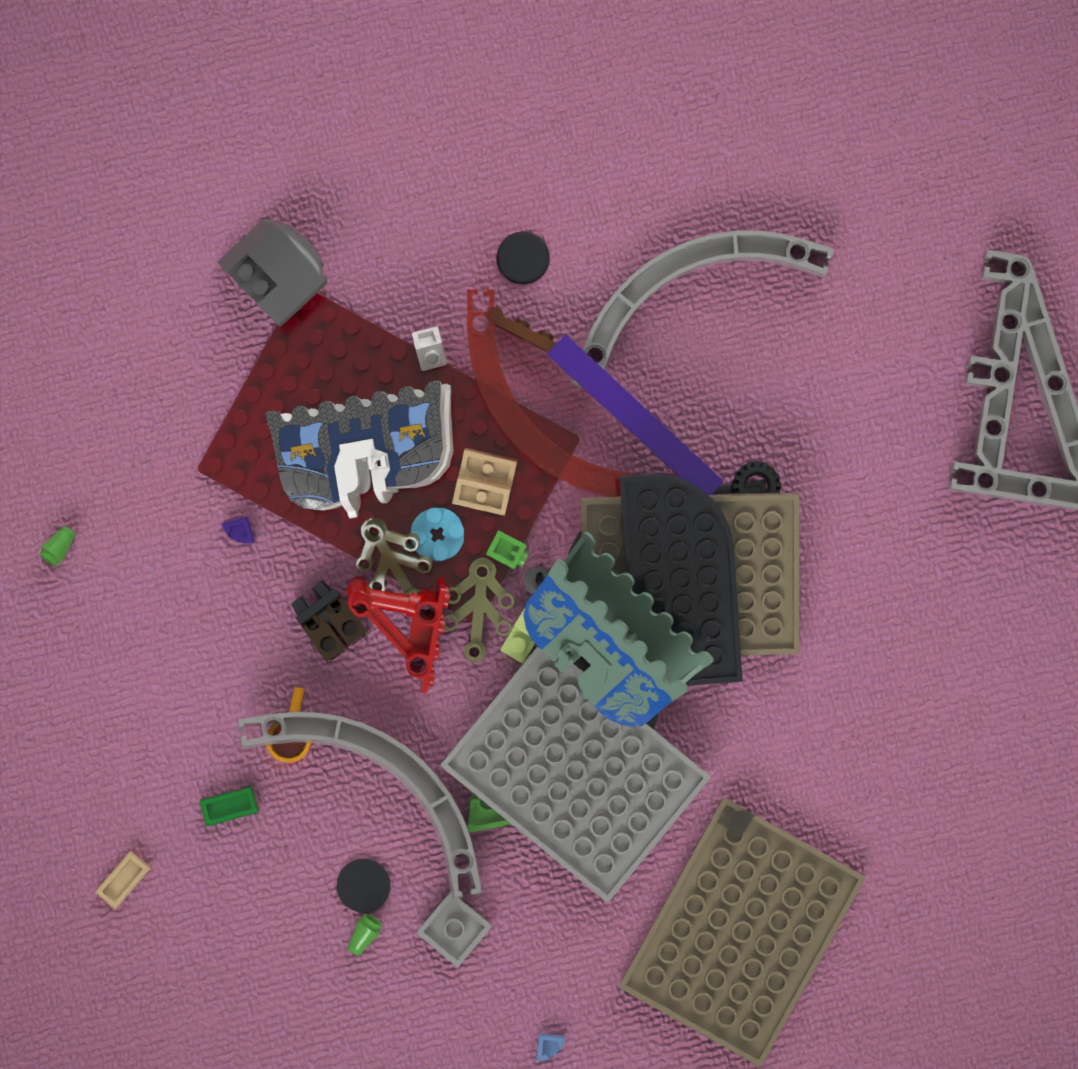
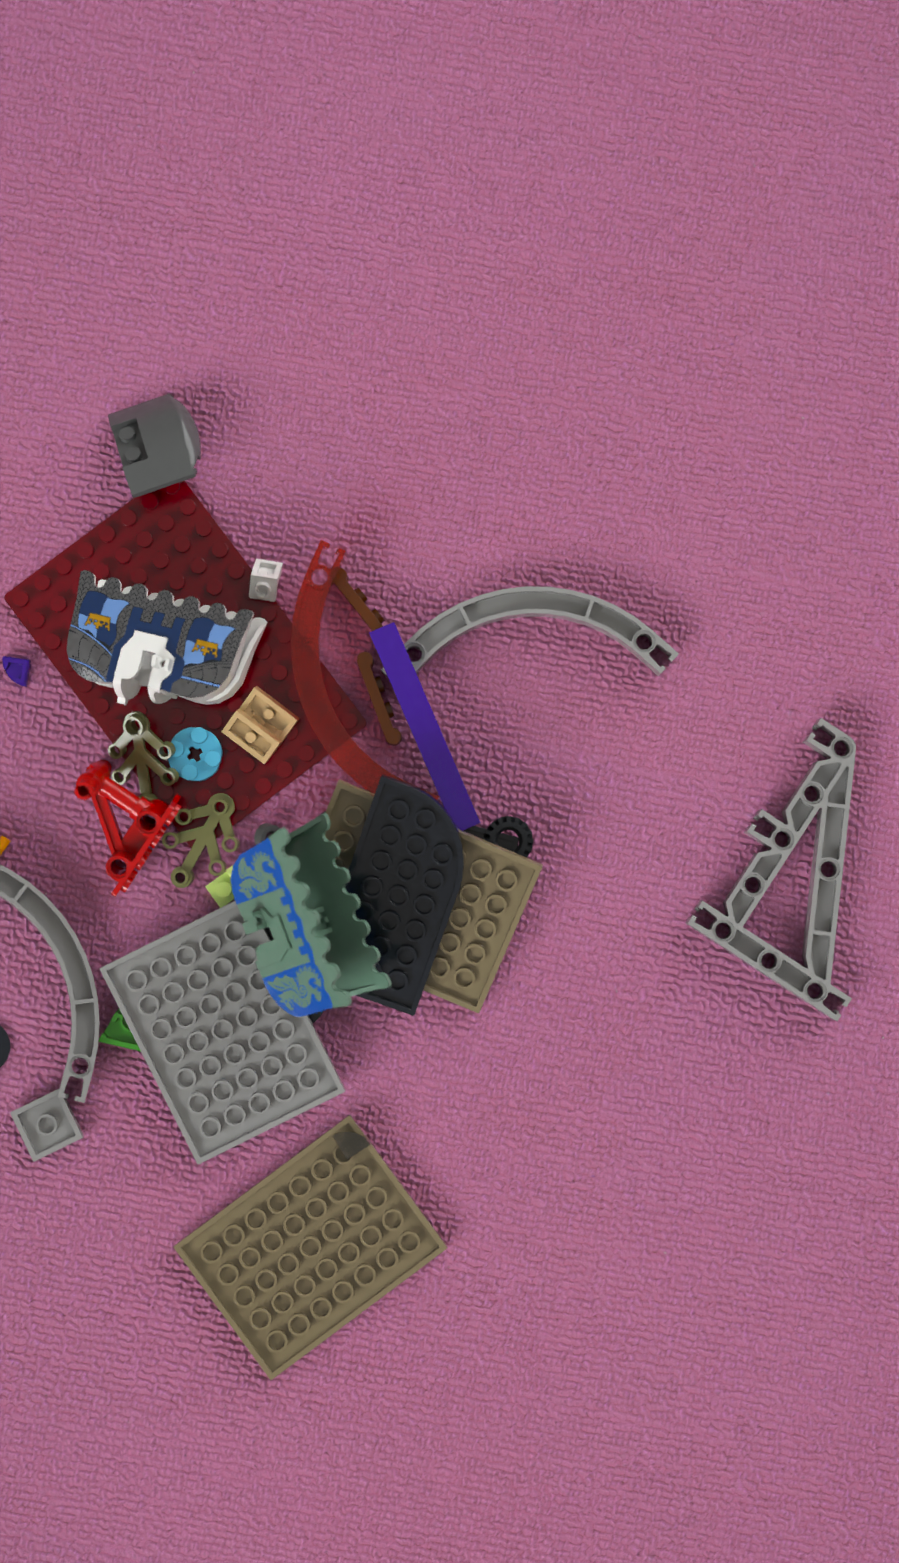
camera: 25 degrees right, 0 degrees up
(322, 616) = (56, 783): dark brown hips -> none
(508, 550) = (253, 798): bright green bracket -> none
(523, 258) = (389, 535): black piece -> none
(549, 1046) = (86, 1271): medium blue tile -> none
(572, 402) = (375, 687): none -> reddish brown plate

